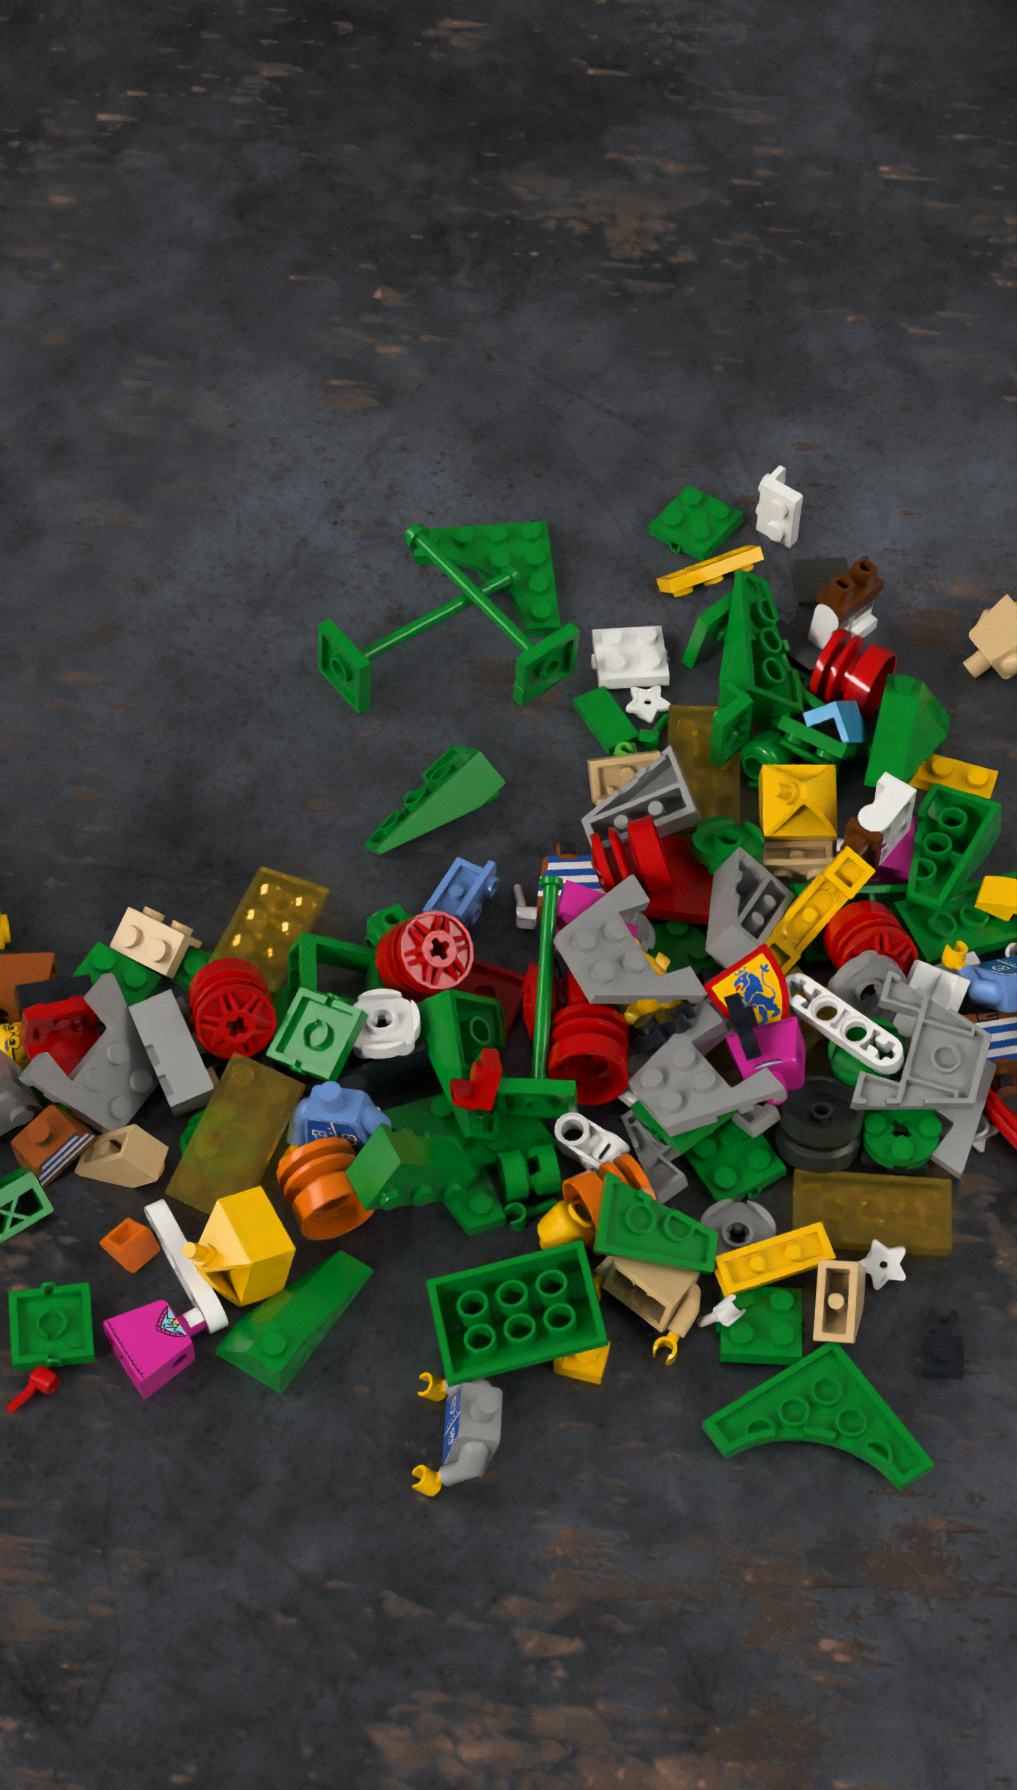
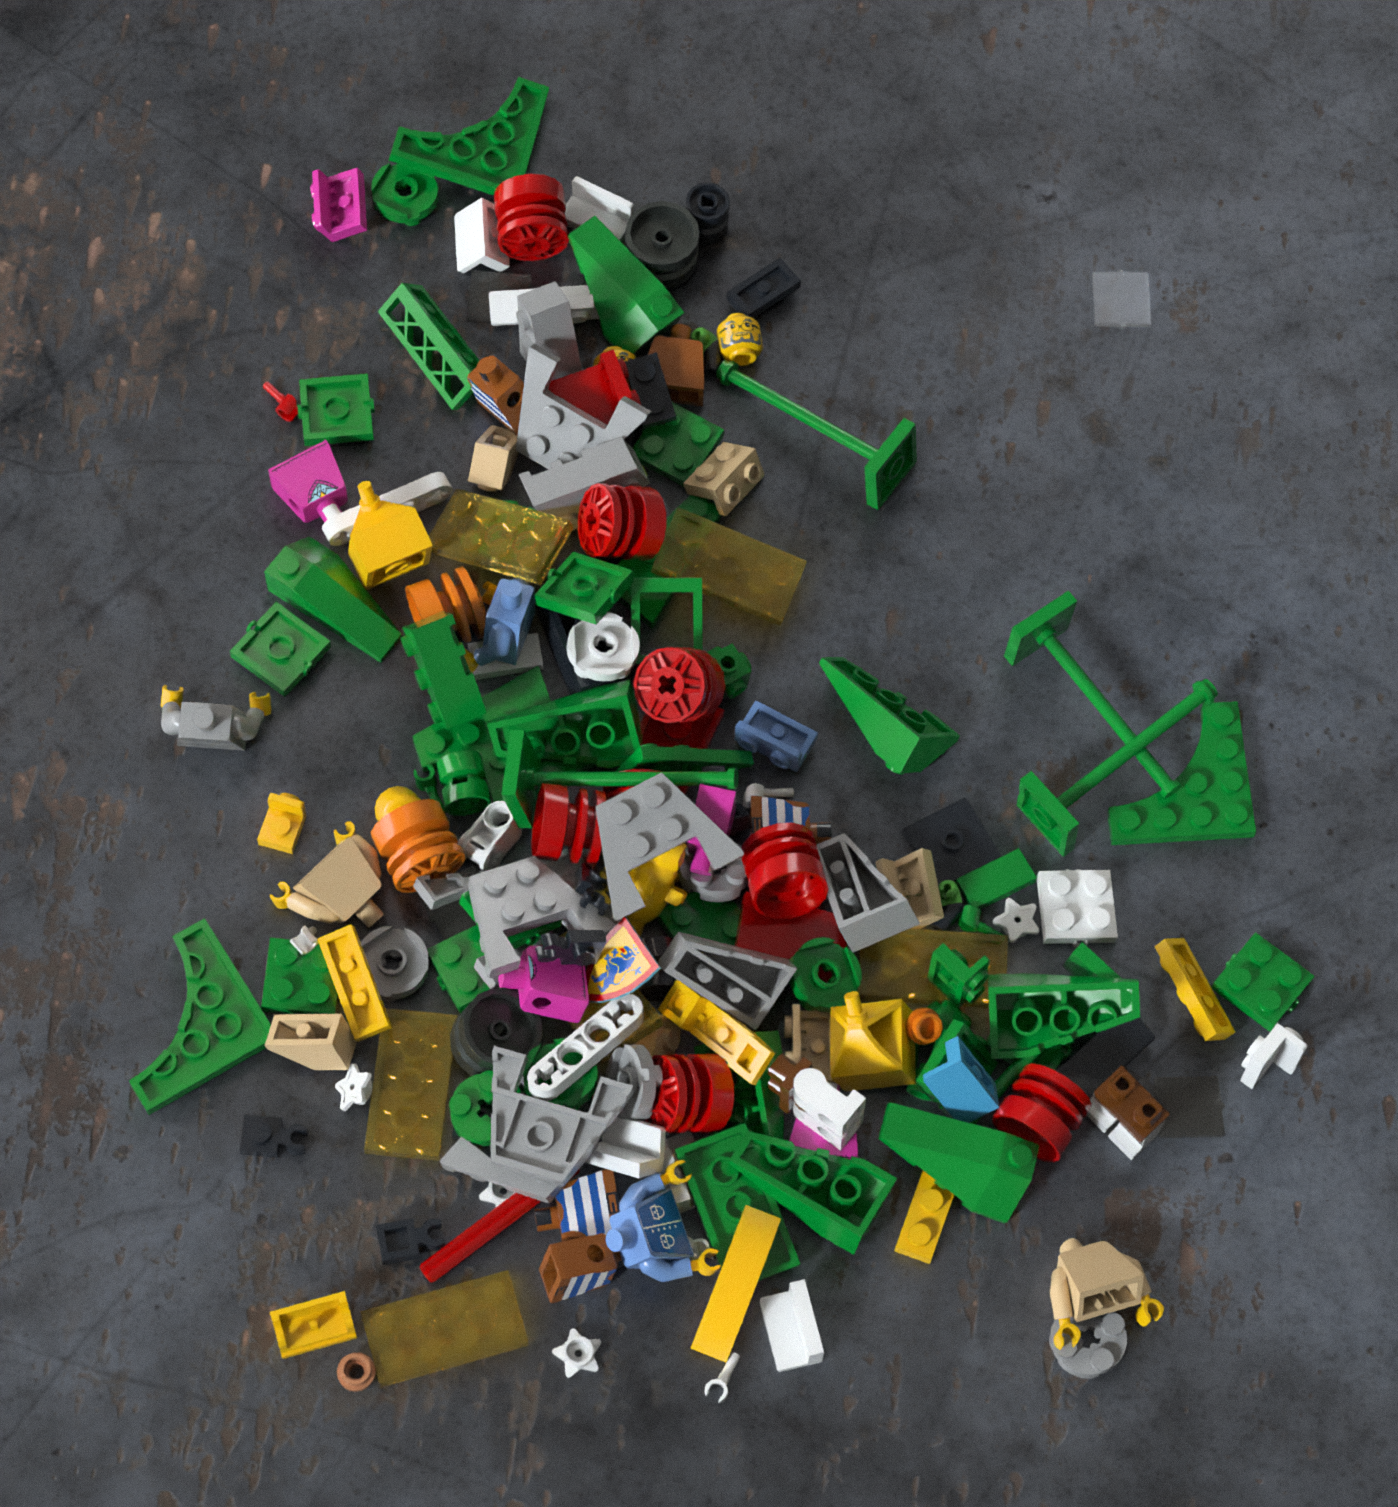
camera: 90 degrees right, 10 degrees up
(131, 1244) = (414, 465): orange slope -> none
(149, 787) = (886, 465): none -> green tile
(364, 1367) = (280, 649): none -> green plate
(483, 1083) = (522, 714): red bracket -> none
(505, 974) = (684, 759): none -> green wing
(516, 1313) = (301, 759): green slope -> none
(563, 752) = (955, 840): none -> black plate
(648, 1232) = (370, 865): green wing -> none
(782, 753) = (923, 1026): none -> orange plate

